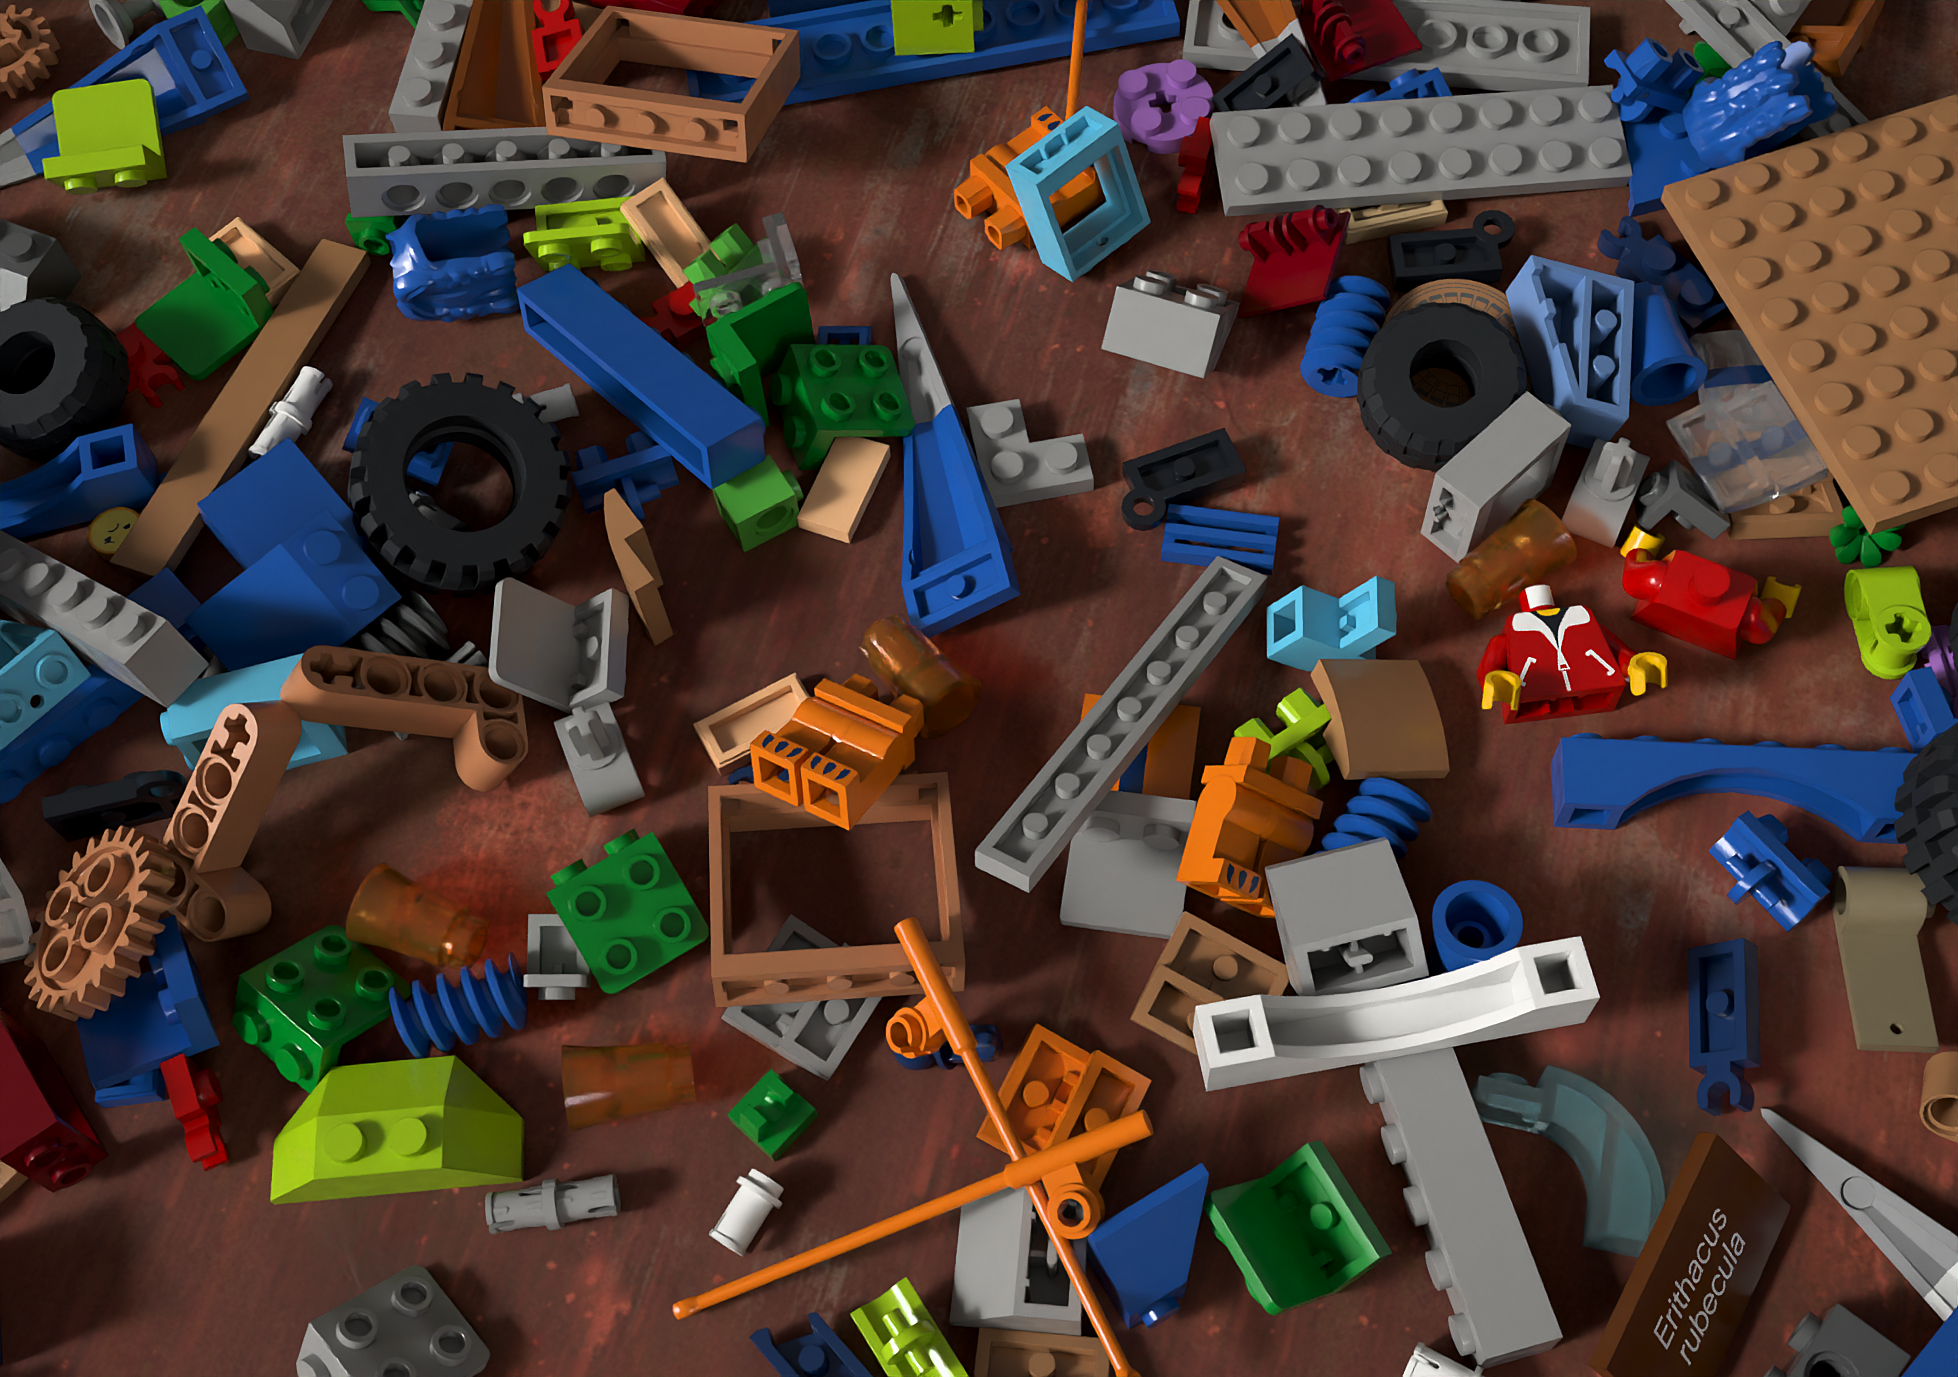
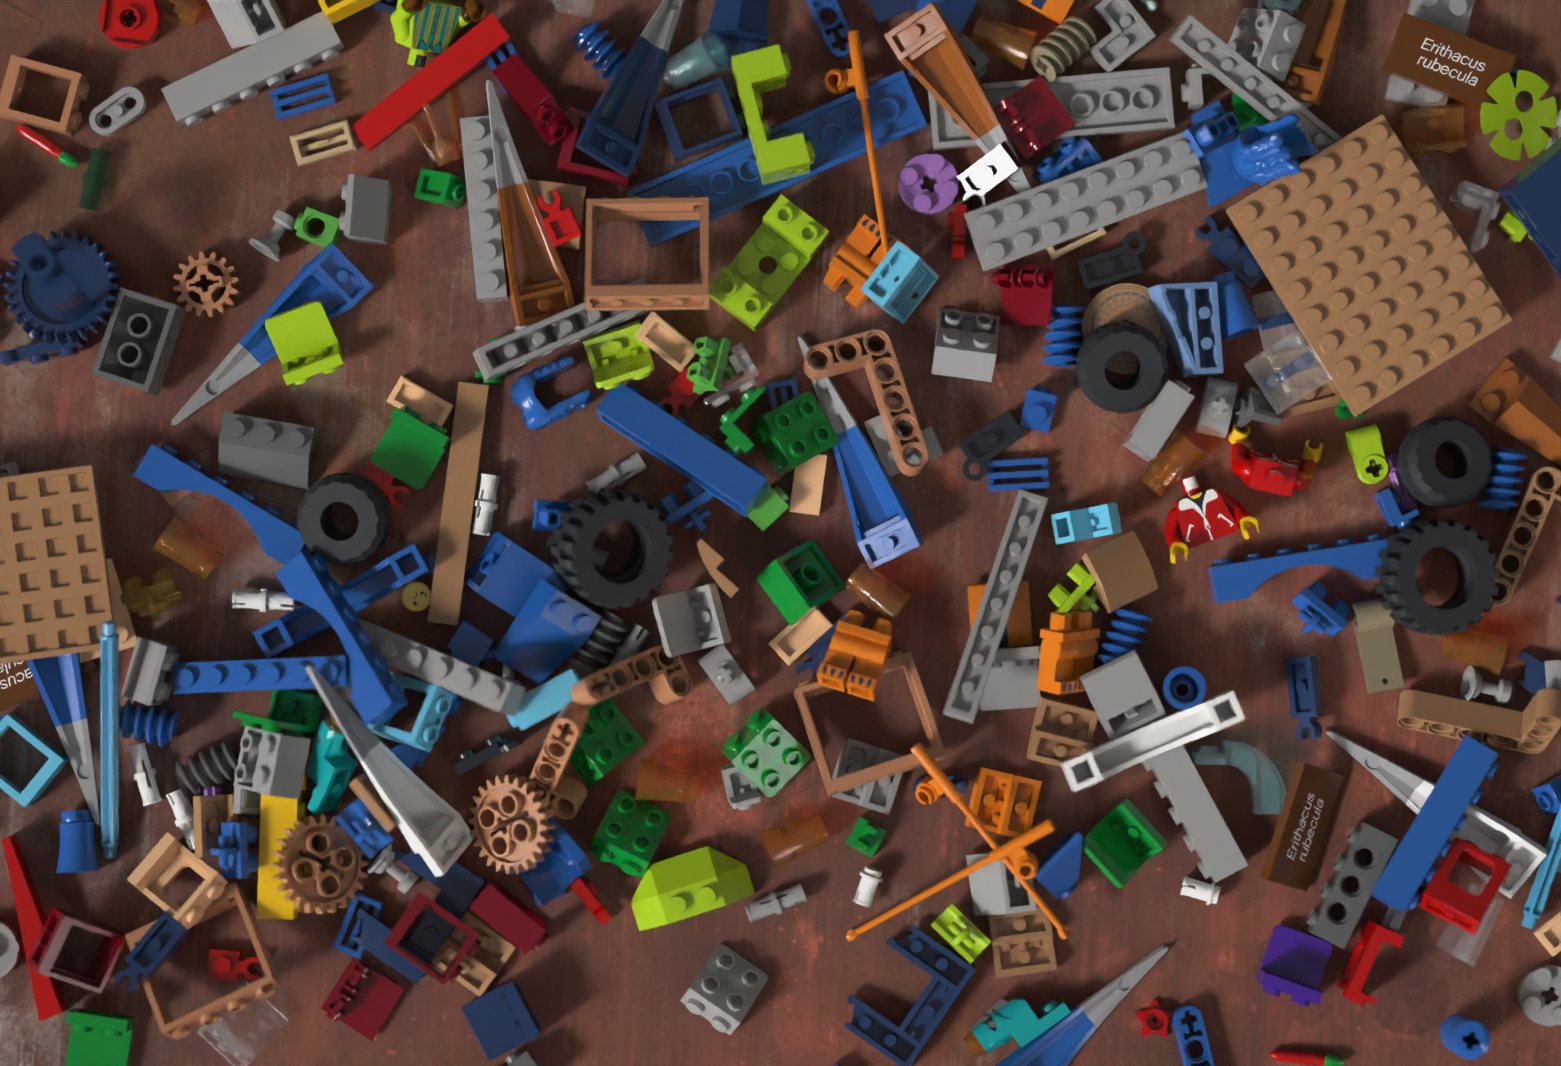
camera: 20 degrees left, 25 degrees up
(329, 821) = (604, 742): none -> green bracket
(461, 1008) = (702, 822): blue piece -> none
(779, 626) = (800, 582): none -> green slope
(918, 137) = (786, 237): none -> lime plate
(1012, 307) = (881, 388): none -> nougat beam
(1280, 441) = (1038, 409): none -> blue bracket
(1636, 24) = (1192, 89): none -> light grey bracket

